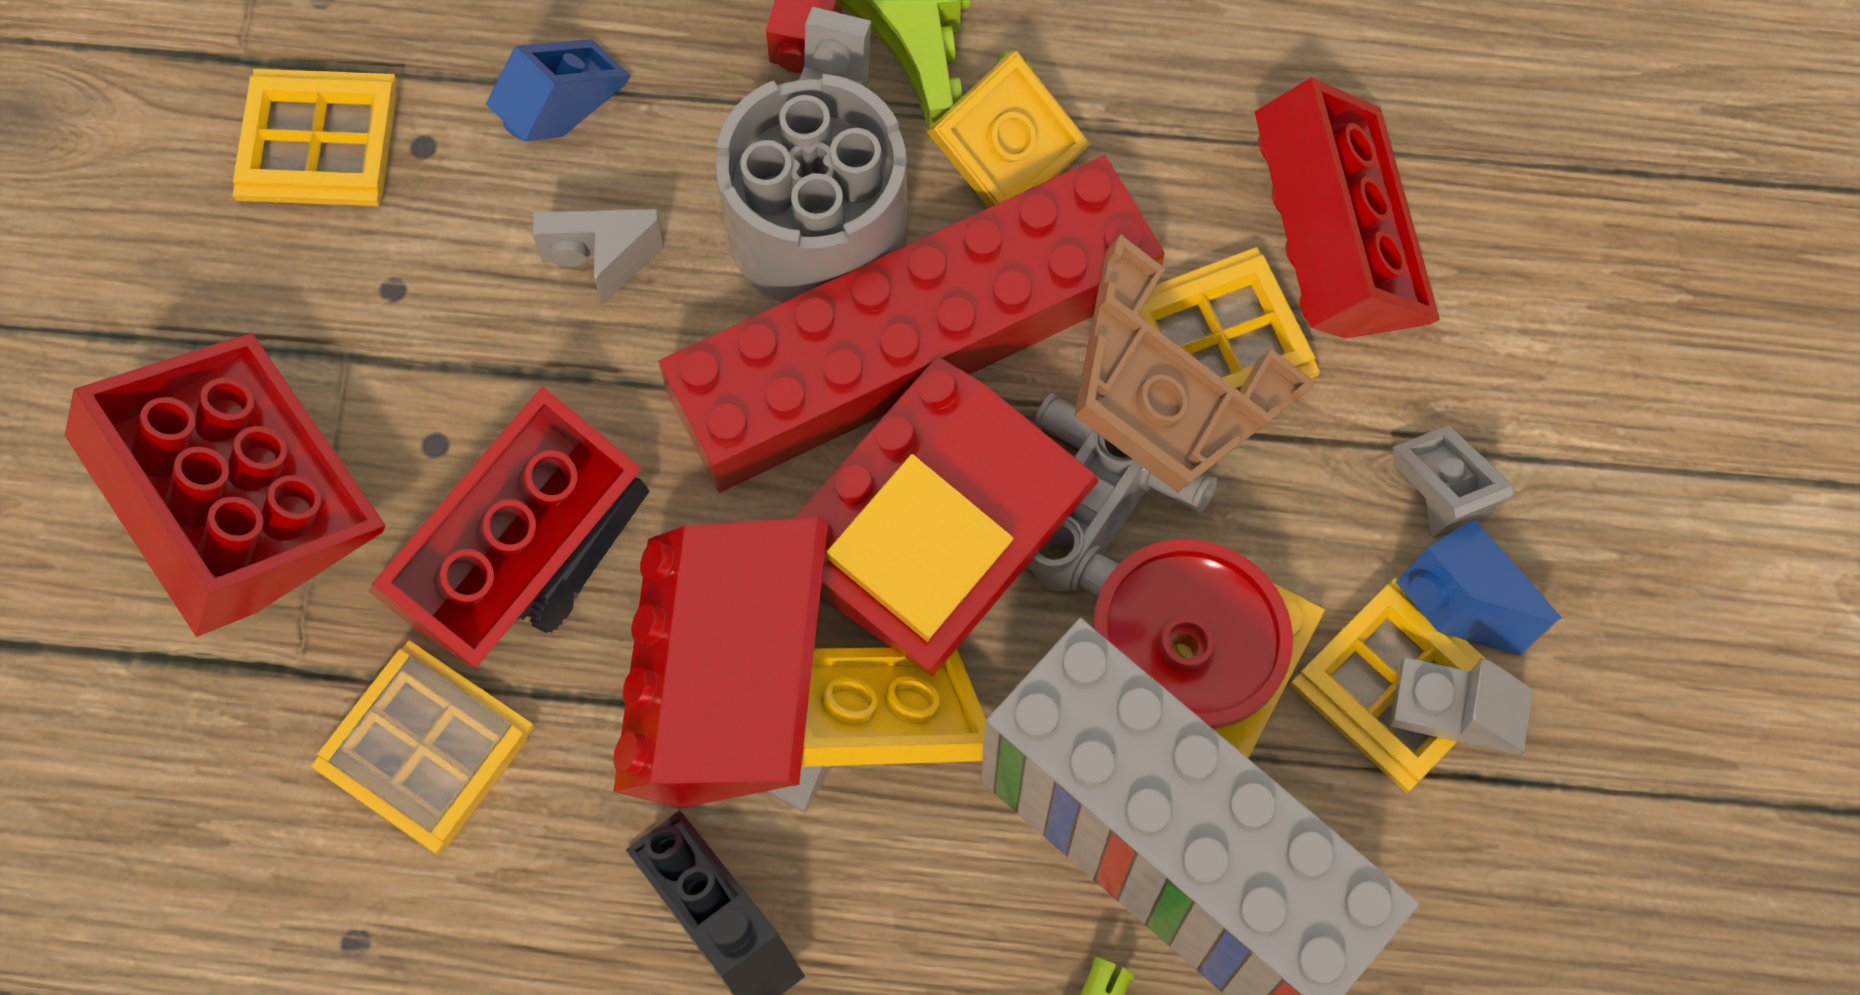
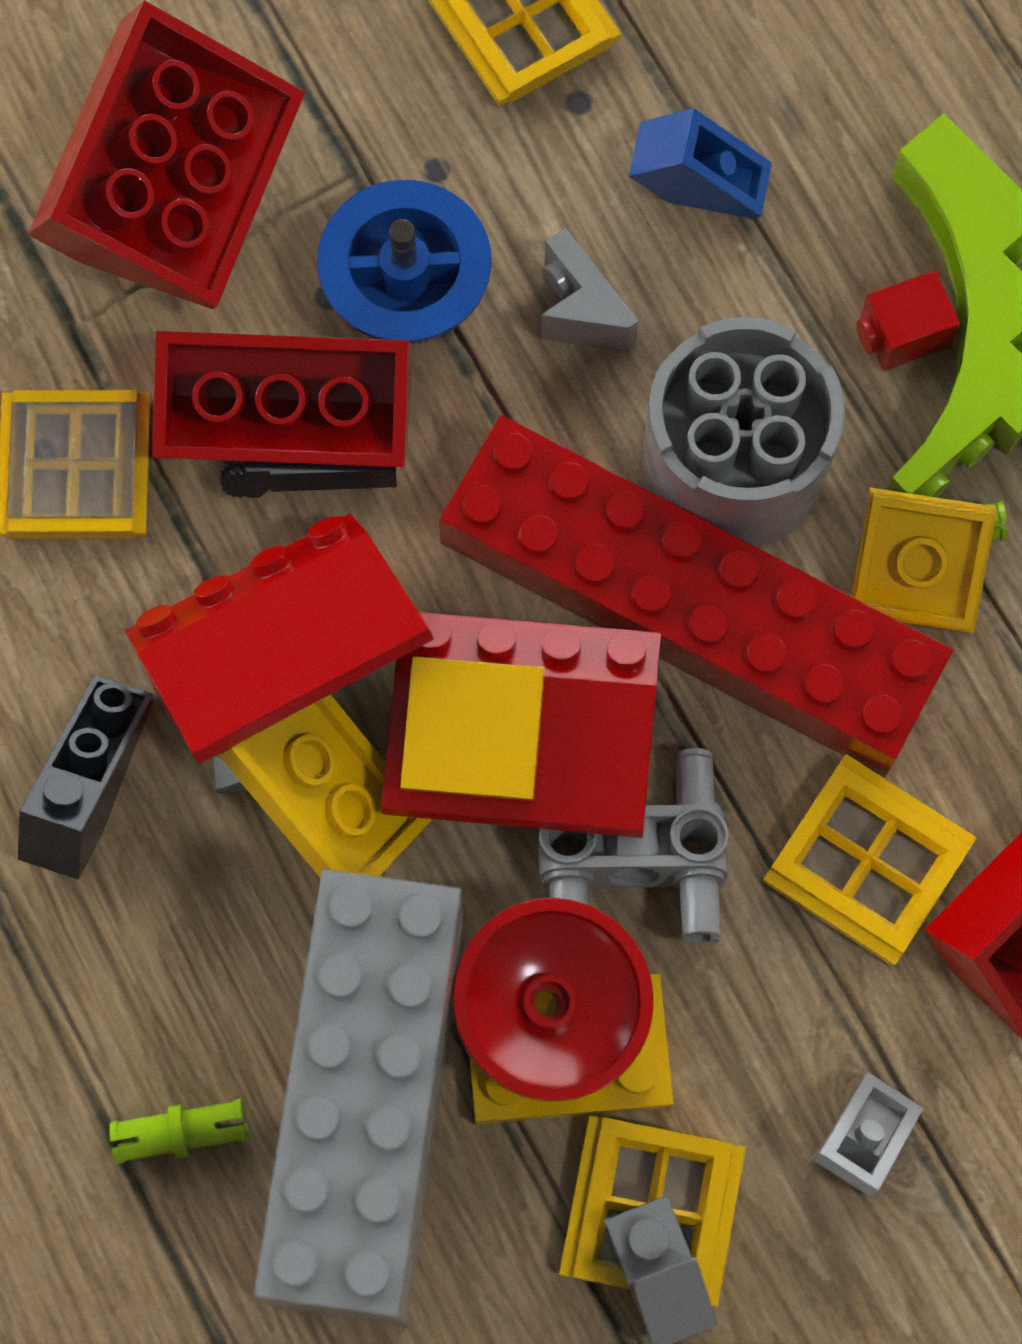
camera: 55 degrees right, 5 degrees up
(464, 351) = (404, 261): none -> blue piece
(836, 46) = (876, 371): light grey slope -> none
(1157, 396) = (748, 839): medium nougat wing -> none
(1477, 592) = (773, 1222): blue slope -> none

